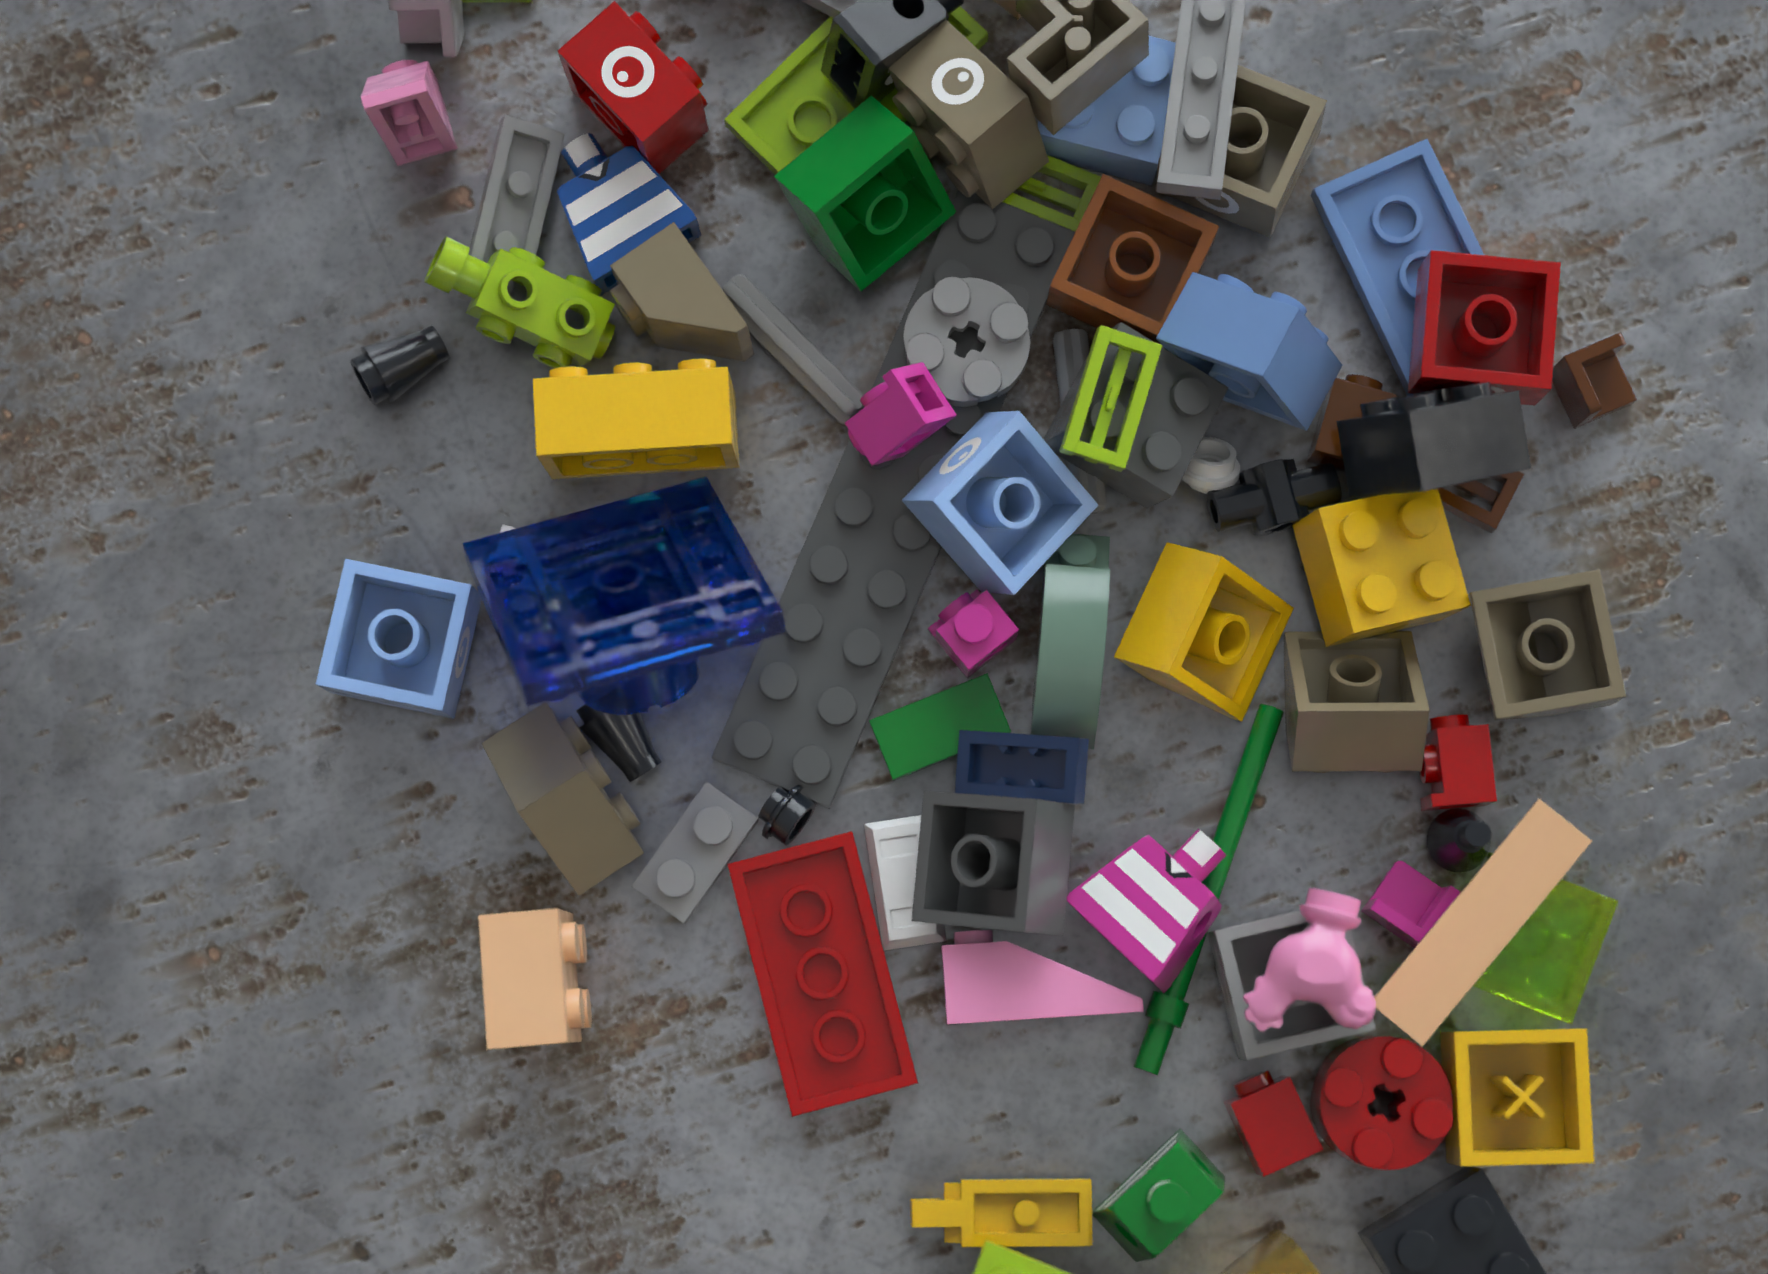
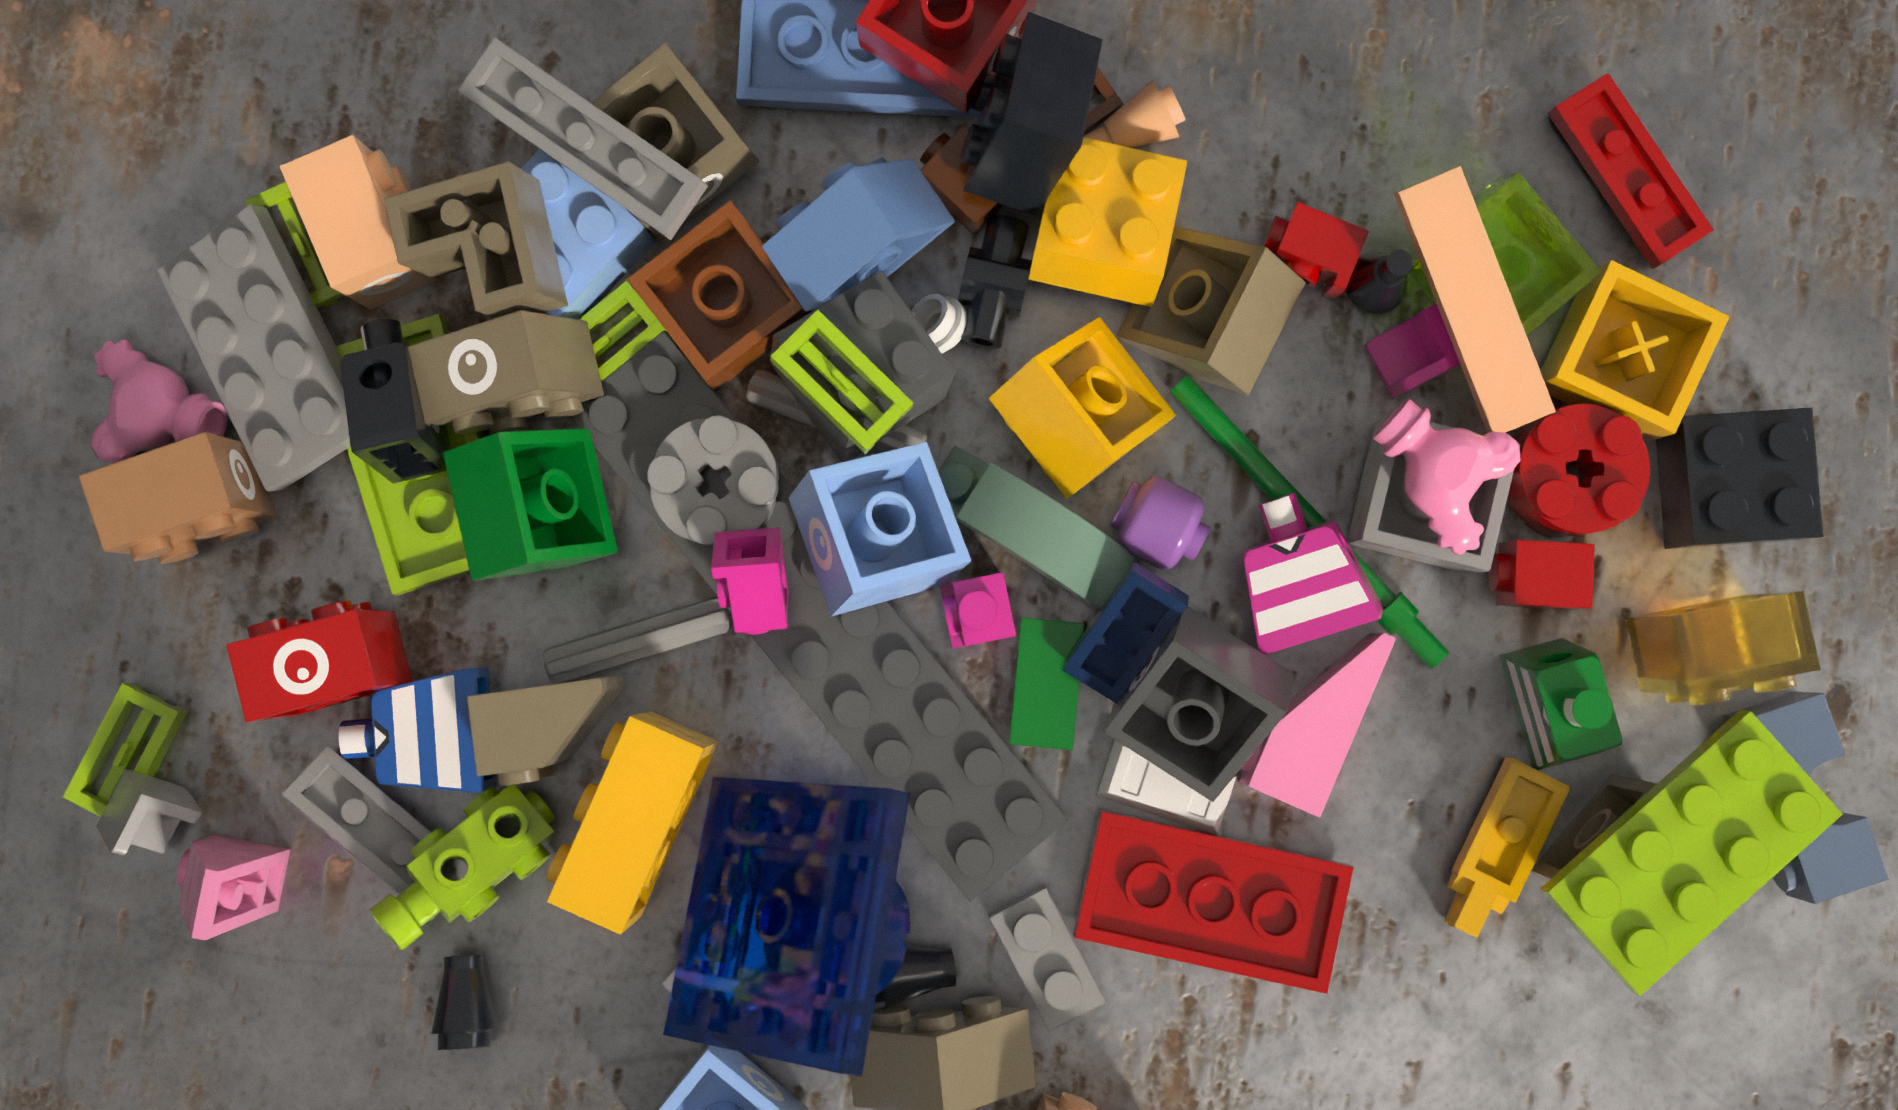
camera: 65 degrees left, 5 degrees up
(786, 814) = (1054, 861): black plate -> none
(1136, 751) = (1160, 522): none -> medium lavender head
(1490, 554) = (1143, 119): none -> light nougat cone
(1547, 646) = (1257, 112): dark tan slope -> none
(1685, 1019) = (1630, 171): none -> red plate

